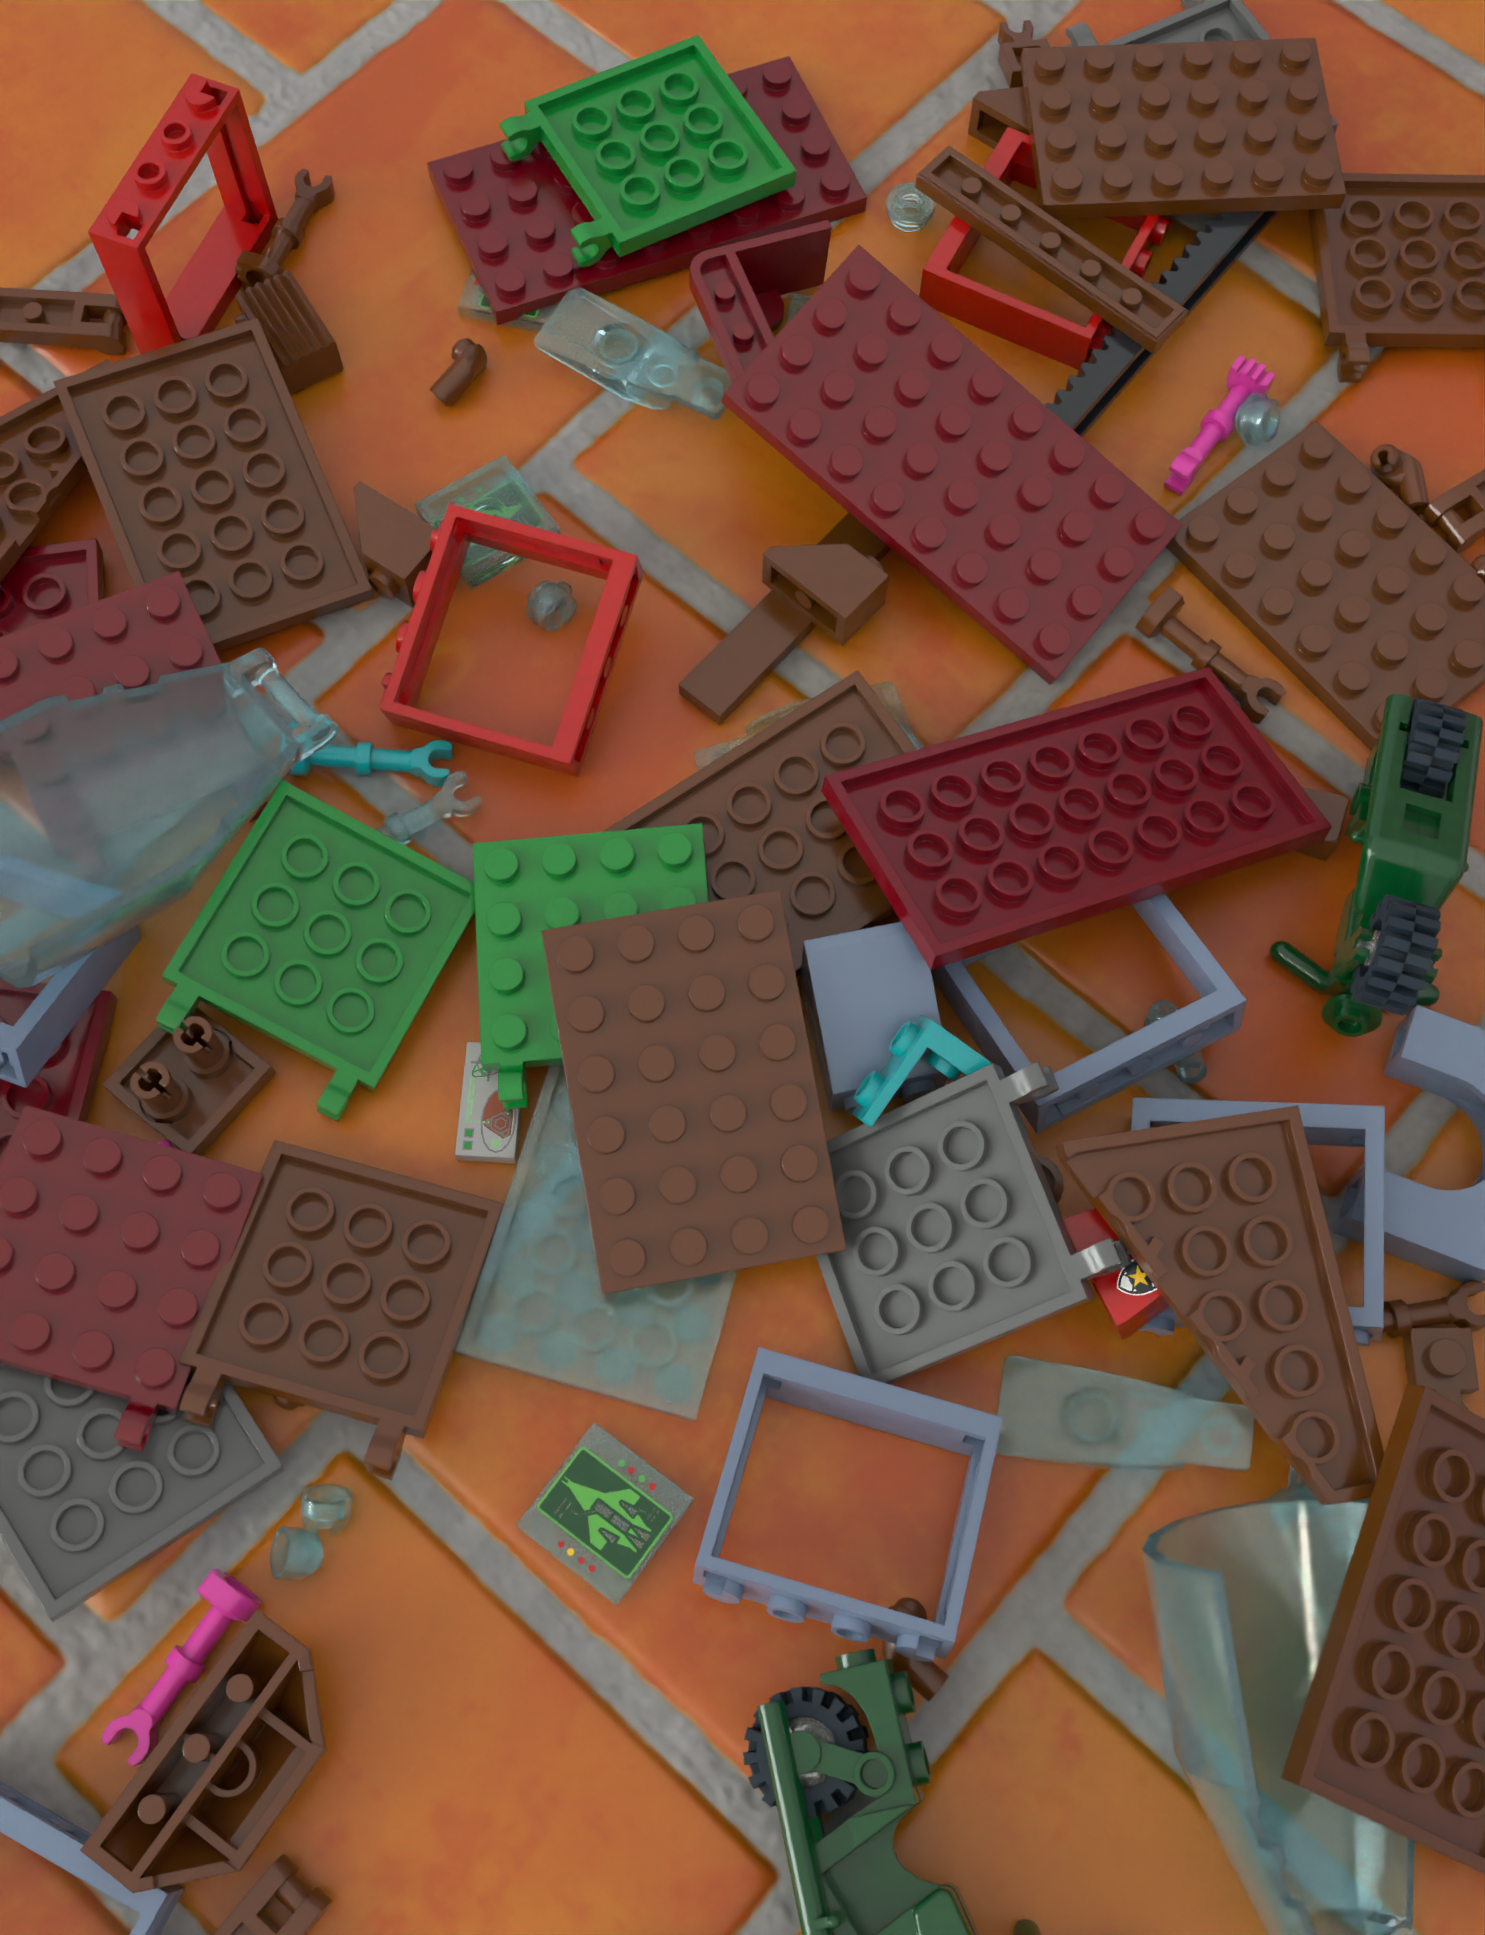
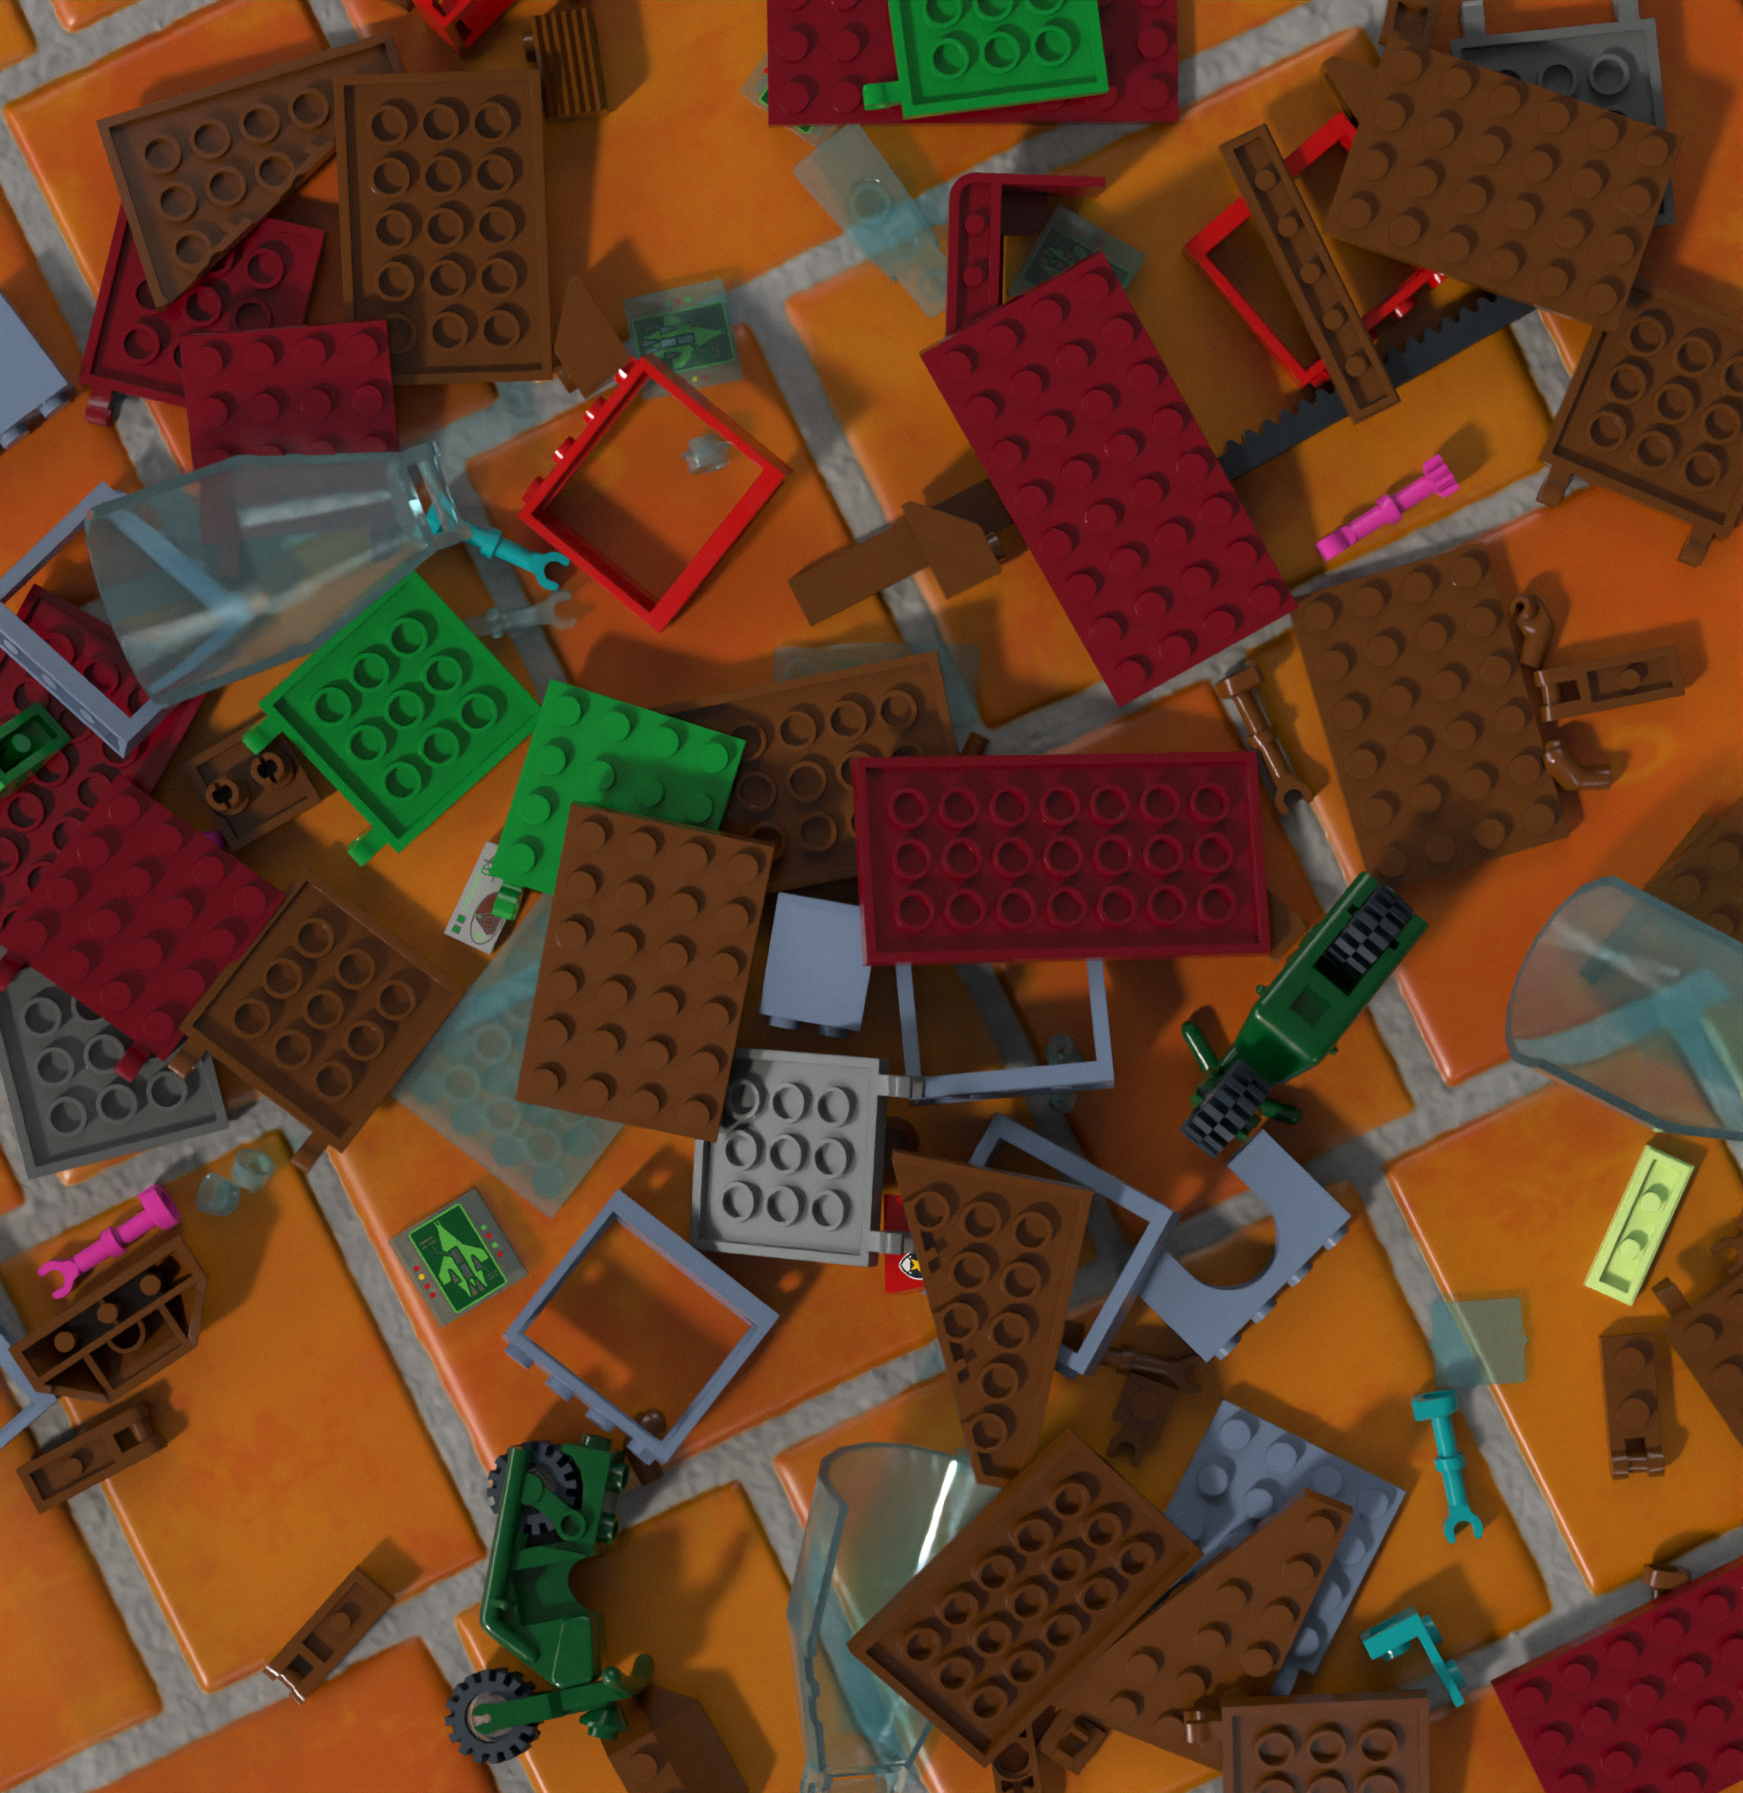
camera: 20 degrees right, 20 degrees up
(468, 364) = (717, 172): reddish brown arm -> none
(909, 207) = (1200, 146): clear light blue plate -> none
(947, 1056) = (855, 1022): teal bracket -> none
(1115, 1421) = (864, 1344): clear light blue piece -> none
(1258, 419) = (1427, 520): clear light blue plate -> none

